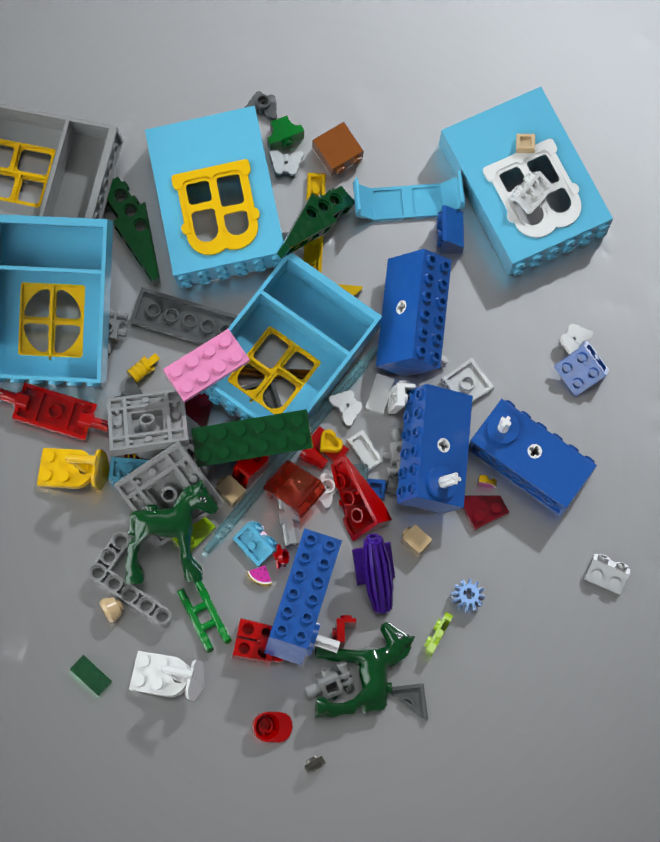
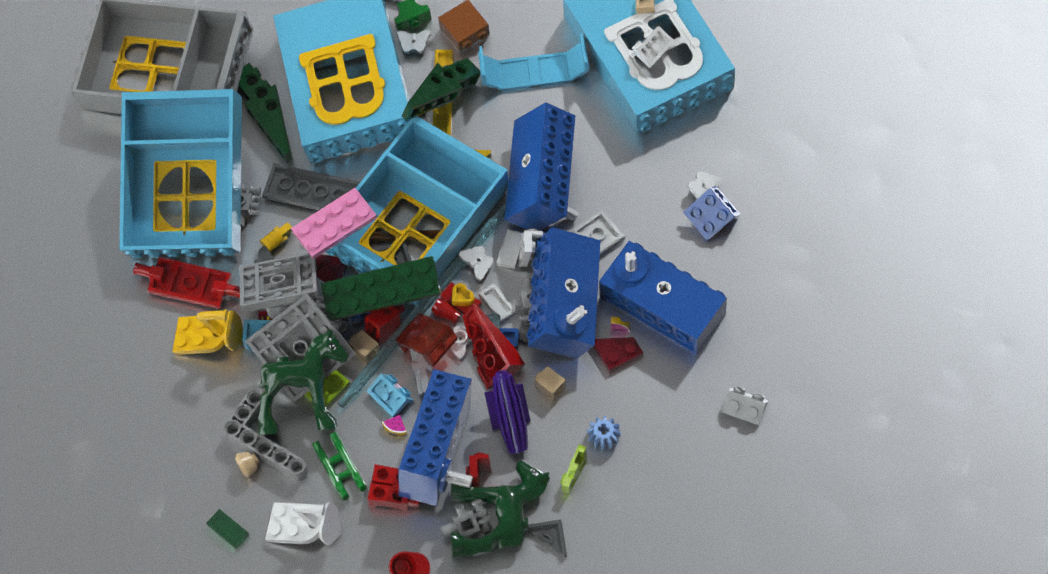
camera: 10 degrees right, 10 degrees down
(281, 556) = (414, 405): red plate -> none
(450, 231) = (576, 92): blue slope -> none

